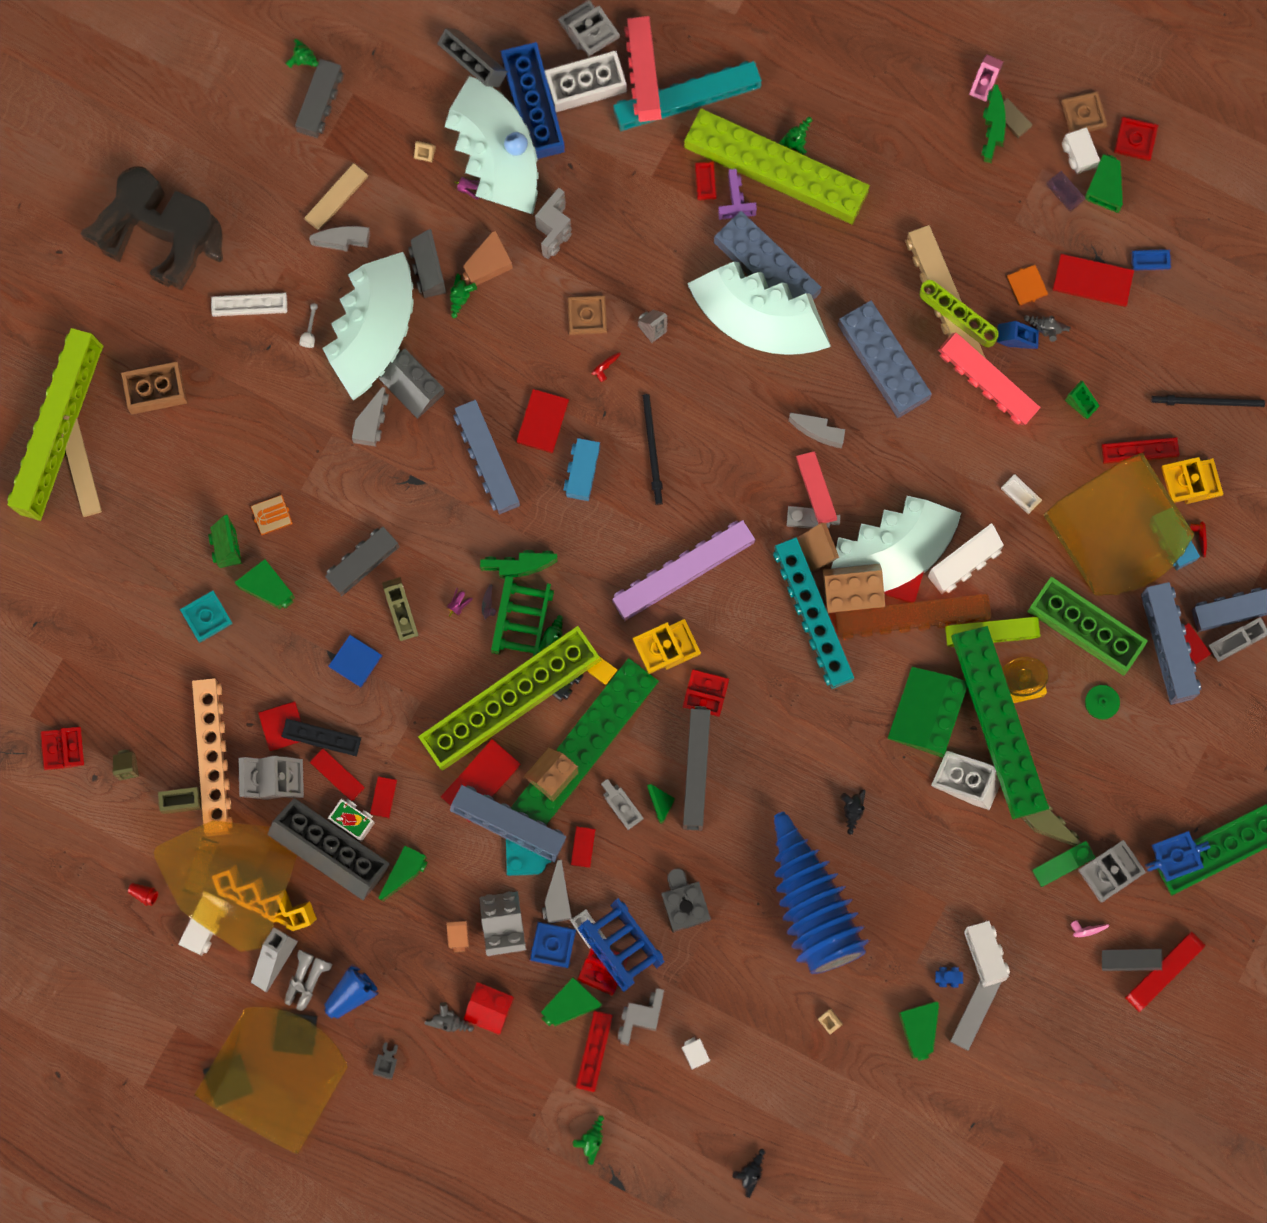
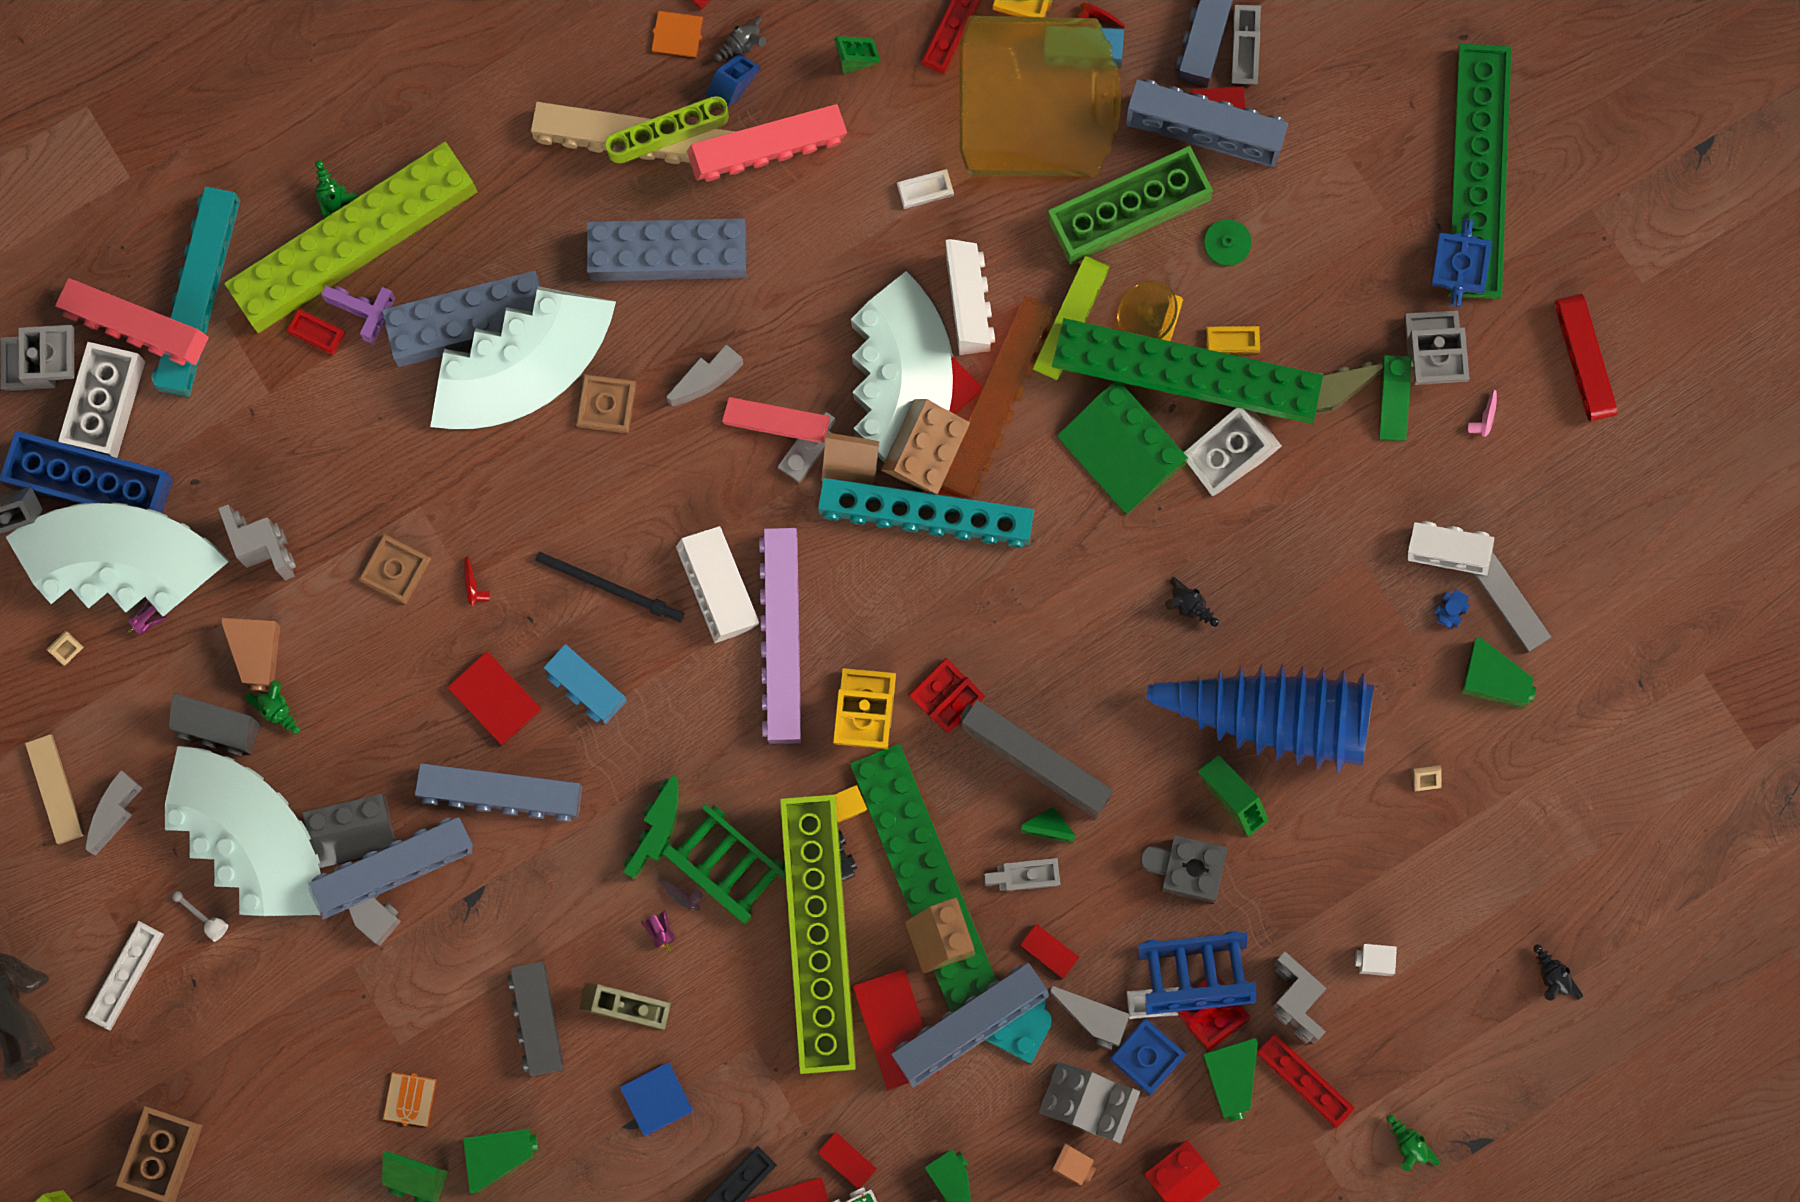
camera: 55 degrees left, 0 degrees up
(401, 419) = (390, 867): none -> sand blue brick
(515, 143) = (131, 527): light blue piece -> none
(552, 633) = (768, 838): green piece -> none
(653, 324) = (457, 495): light grey slope -> none
(692, 512) = (717, 584): none -> white brick
(746, 905) = (1234, 795): none -> green slope
(765, 380) = (606, 404): none -> medium nougat tile
(1040, 741) = (1233, 339): none -> yellow tile
(1132, 960) = (1552, 386): dark grey tile -> none

